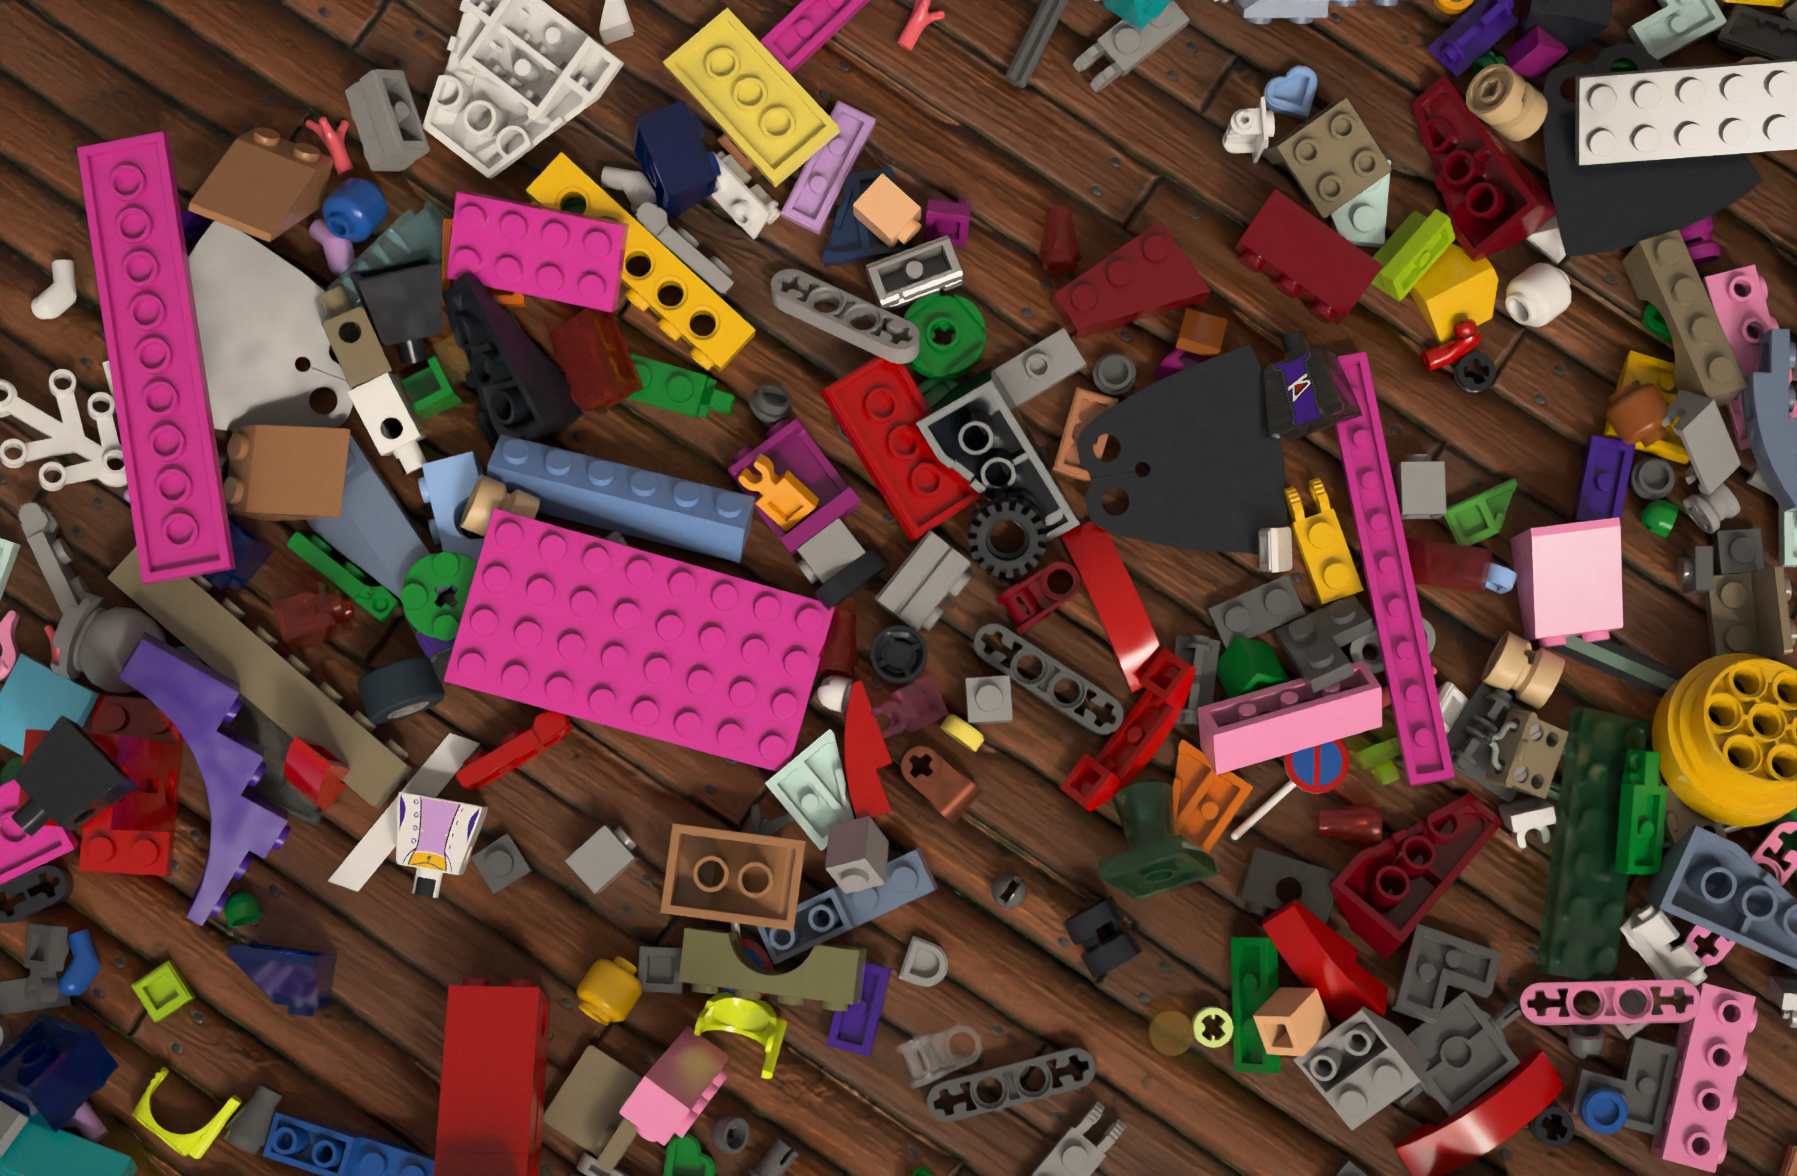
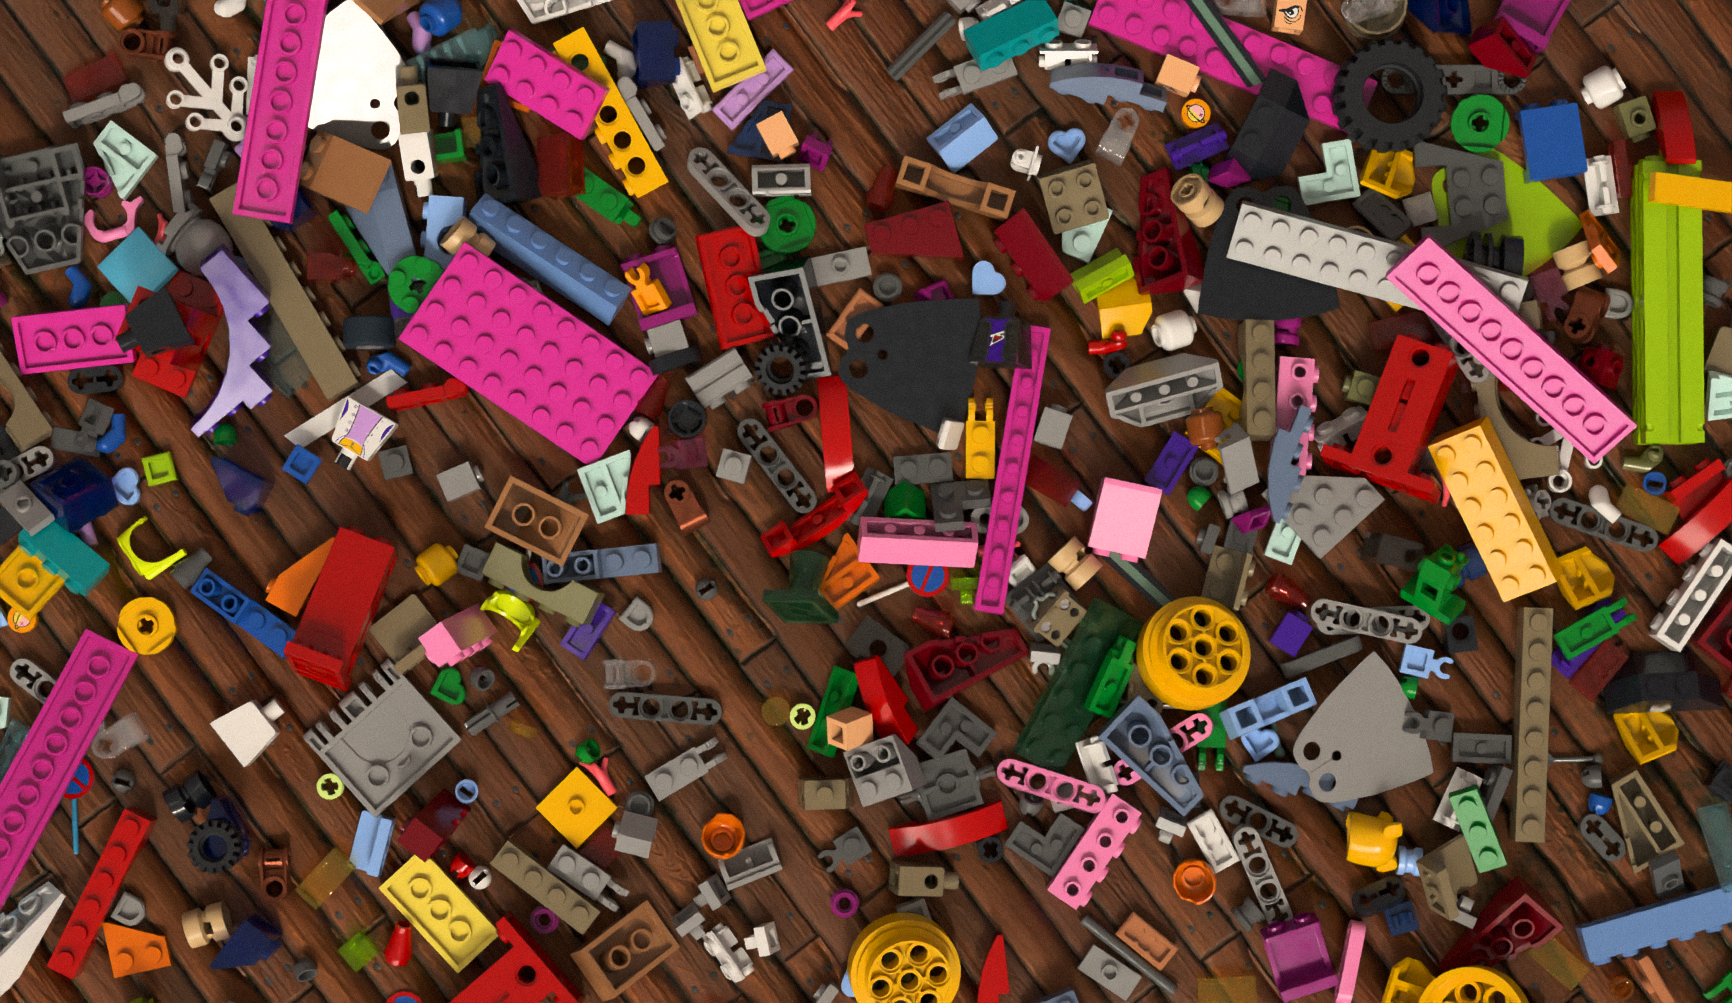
camera: 20 degrees right, 5 degrees up
(102, 521) = (216, 160): none -> dark grey plate
(122, 1032) = (126, 486): none -> light blue tile
(315, 772) = (299, 367): red slope -> none
(366, 912) = (302, 464): none -> blue tile
(413, 1092) = (295, 585): none -> orange slope
(441, 723) = (387, 361): none -> blue arm
(857, 855) = (618, 534): light grey brick -> none
(962, 732) = (711, 480): light yellow tile -> none
(1111, 950) = (754, 647): black wheel -> none
(1145, 132) = (962, 138): none -> light blue panel
(1198, 204) = (961, 192): none -> medium nougat arch
(1201, 333) = (951, 280): dark orange tile -> none
(1248, 317) = (986, 280): none -> light blue tile
(1285, 1129) = (825, 793): none -> dark tan torso
(1361, 60) = (1116, 140): none -> clear piece
(1479, 515) = (1086, 457): bright green tile -> none
(1559, 379) = (1163, 389): none -> light grey wedge
(1603, 1110) = (1023, 849): blue tile -> none
(1750, 520) = (1252, 519): none -> magenta slope

